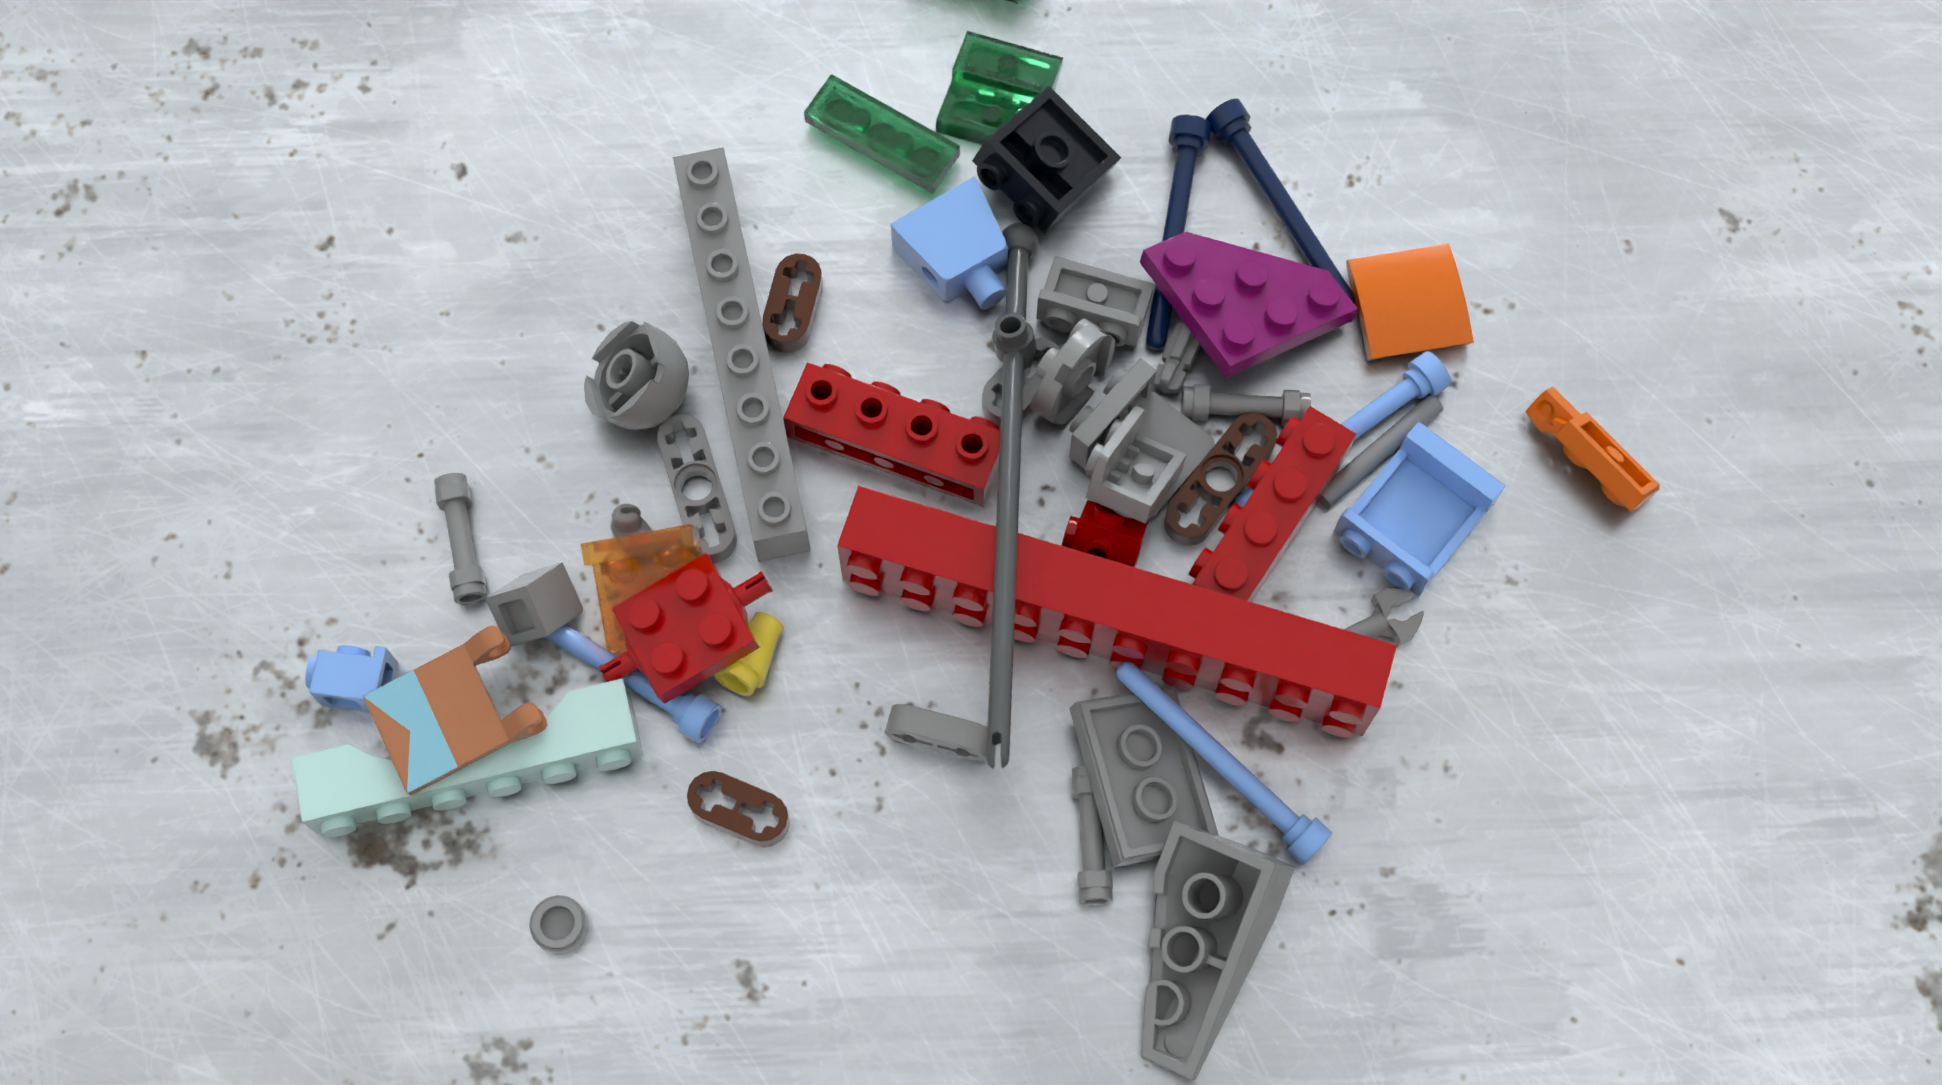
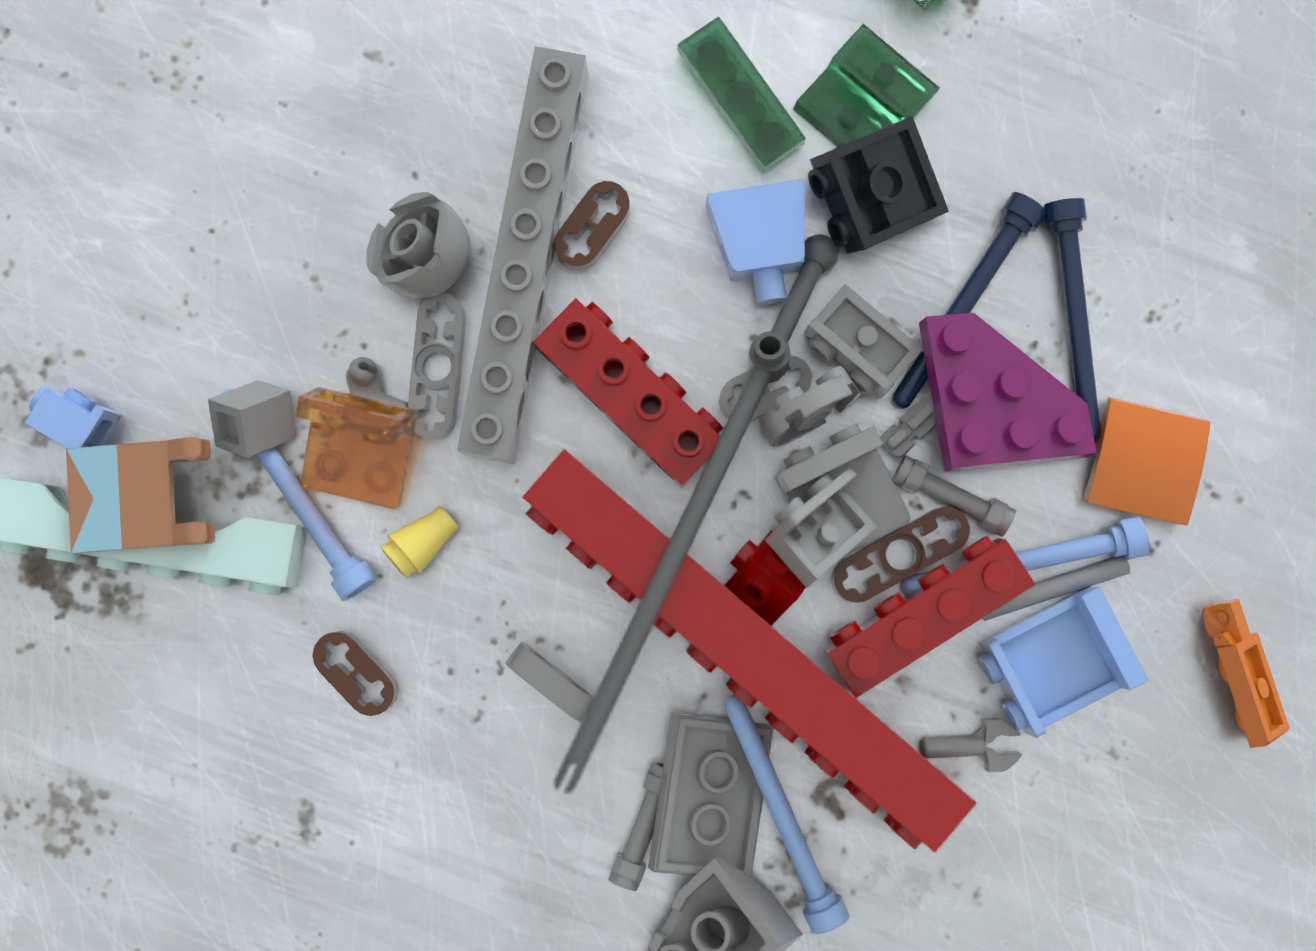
camera: 25 degrees right, 15 degrees up
(467, 579) = (222, 284): light grey bar -> none
(559, 925) = (167, 708): light grey tile -> none
(685, 628) = (368, 501): red plate -> none

